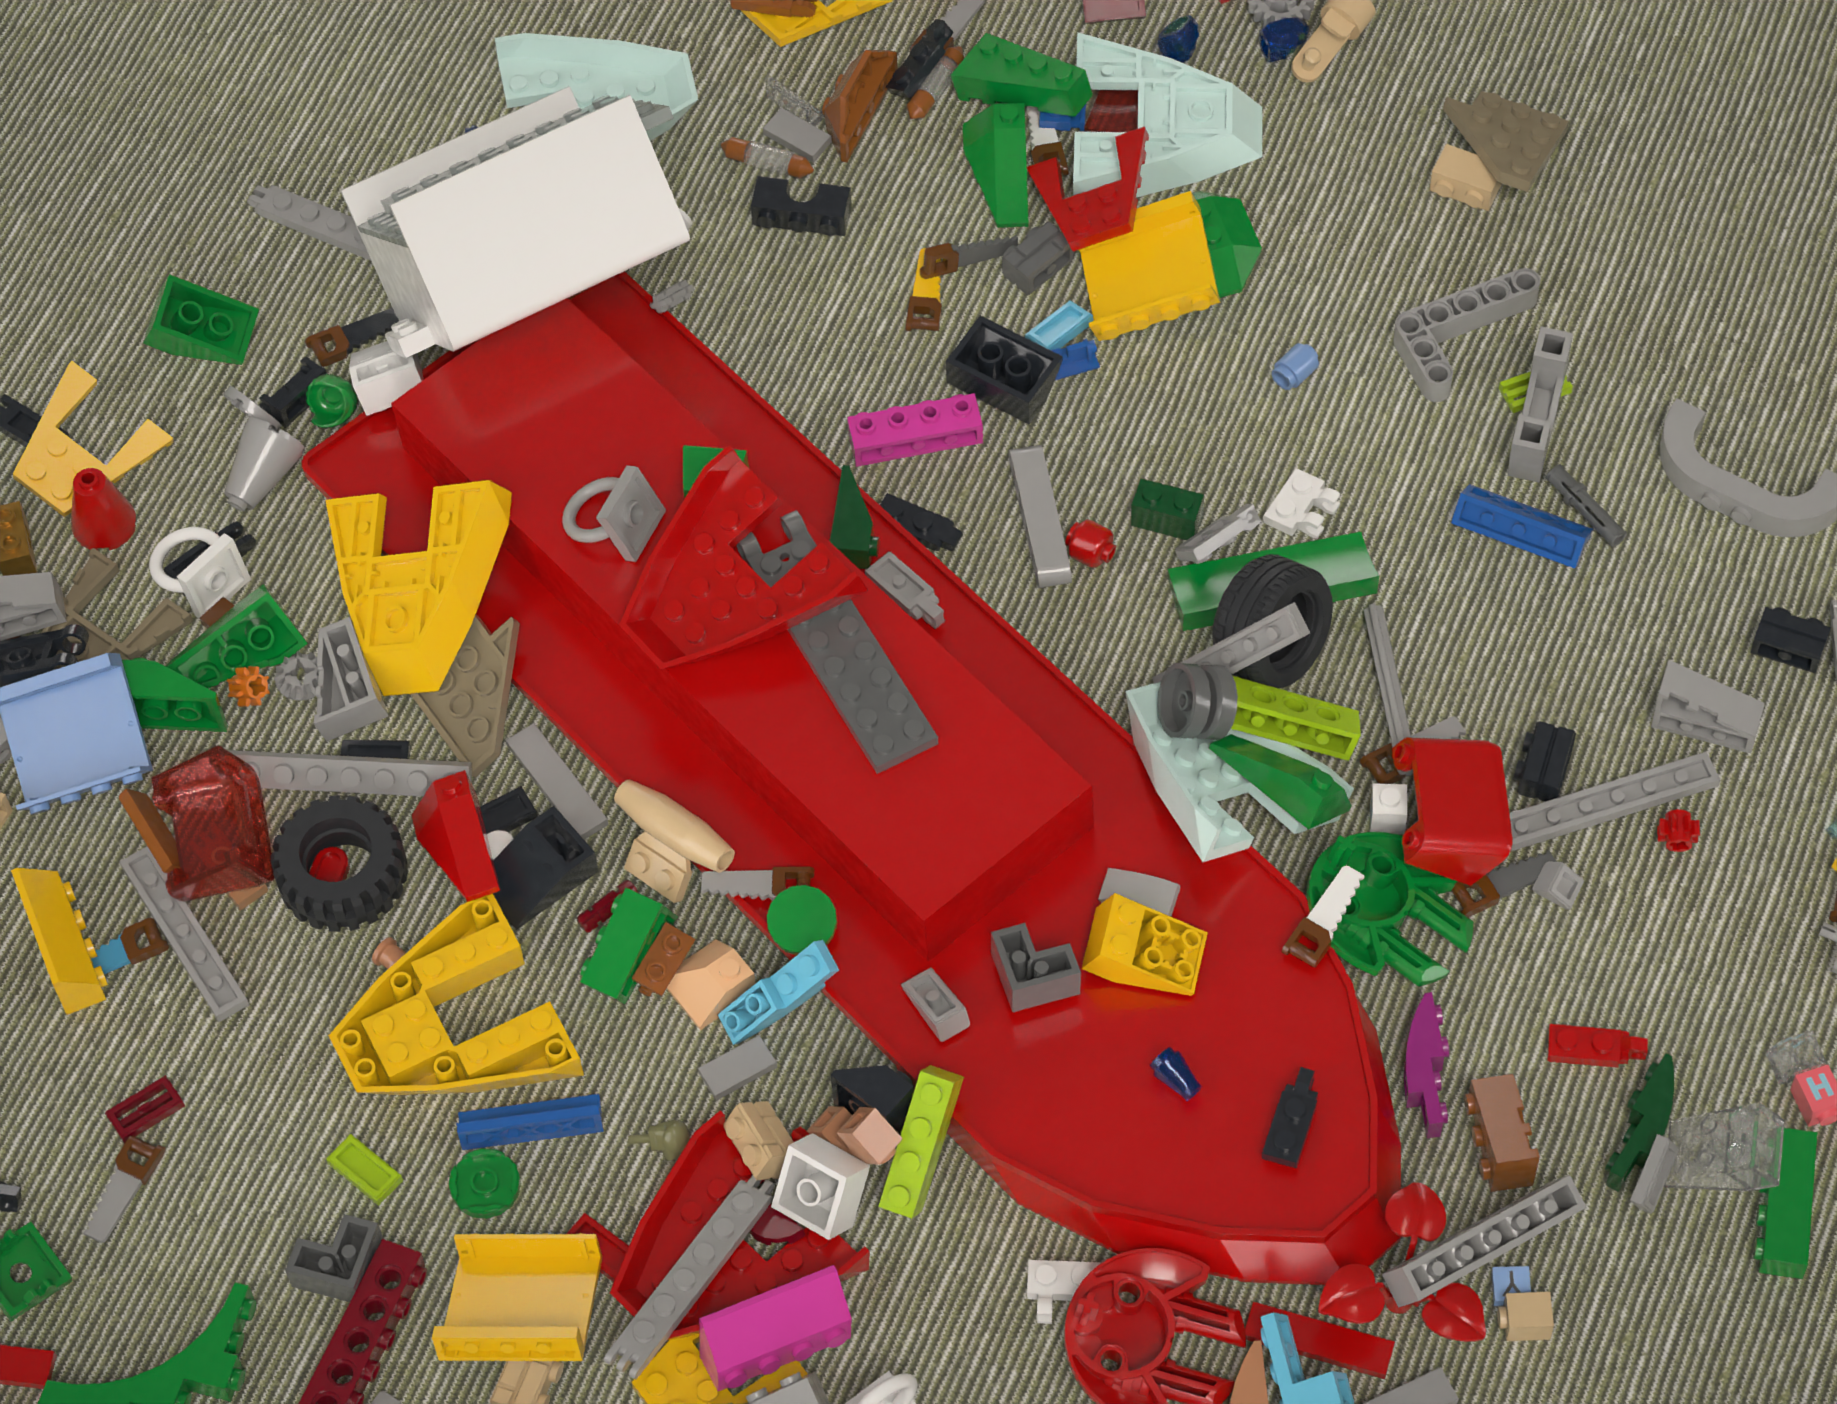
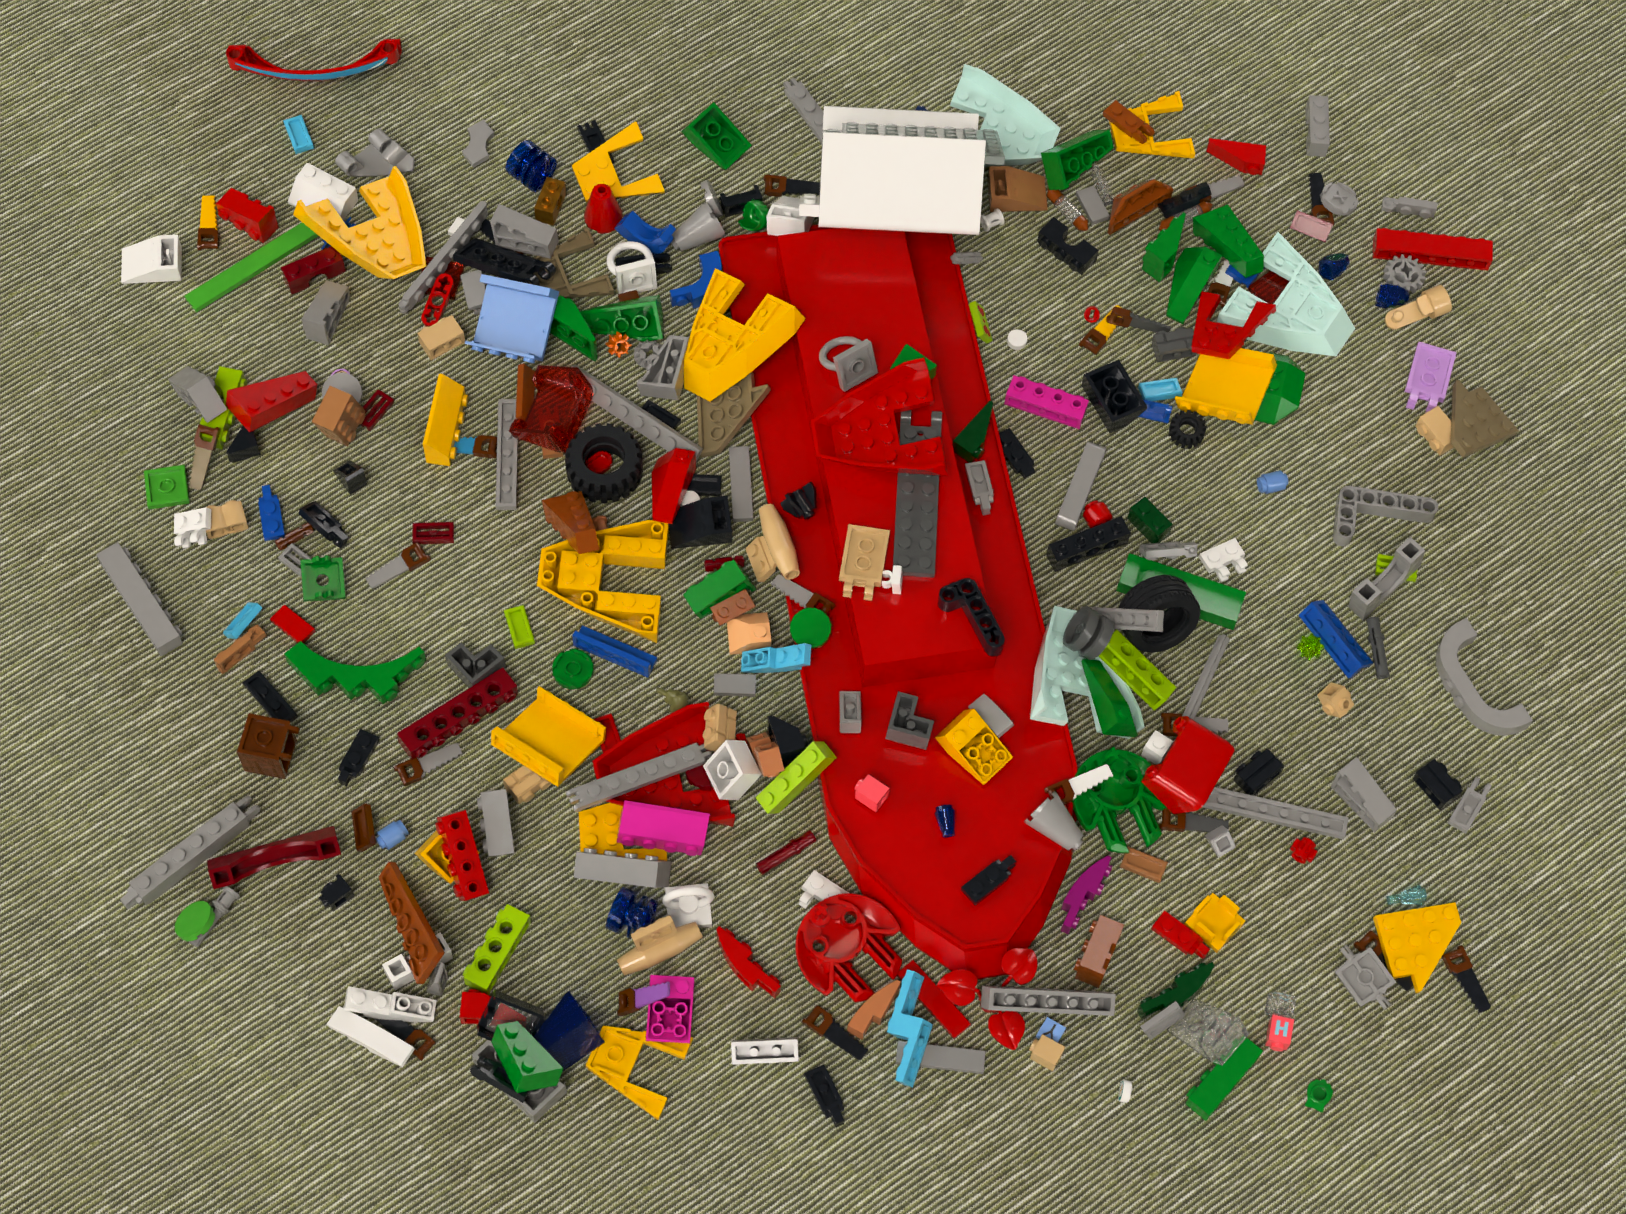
camera: 25 degrees right, 5 degrees up
(164, 512) = (637, 230): none -> blue arch
(317, 552) = (695, 292): none -> blue arch
(352, 968) = (573, 521): none -> dark orange wedge
(670, 753) = (801, 502): none -> black brick
(692, 165) = (1015, 190): none -> medium nougat slope
(730, 84) = (1070, 159): none -> green wedge
(749, 372) = (980, 322): none -> lime tile
(815, 369) = (1017, 339): none -> white tile
(823, 775) = (863, 559): none -> tan tile
(888, 775) = (895, 579): none -> white tile
(902, 276) = (1096, 315): none -> red hinge
(942, 139) = (1162, 252): none -> green slope
(977, 1246) = (794, 847): none -> dark red pin
(1046, 1097) = (871, 792): none -> coral brick
(1078, 780) = (975, 617): none -> black beam
(1104, 588) = (1088, 544): none -> black brick
(1132, 375) = (1189, 419): none -> black tyre
(1332, 985) = (1056, 823): none -> light grey cone
(1404, 114) = (1429, 375): none -> lavender tile
(1478, 979) = (1144, 864): none -> medium nougat tile
(1497, 555) = (1310, 647): none -> clear neon green gear
(1581, 605) = (1335, 700): none -> tan brick
(1628, 996) = (1215, 921): none -> yellow panel
(1669, 1304) = (1125, 1091): none -> white tile

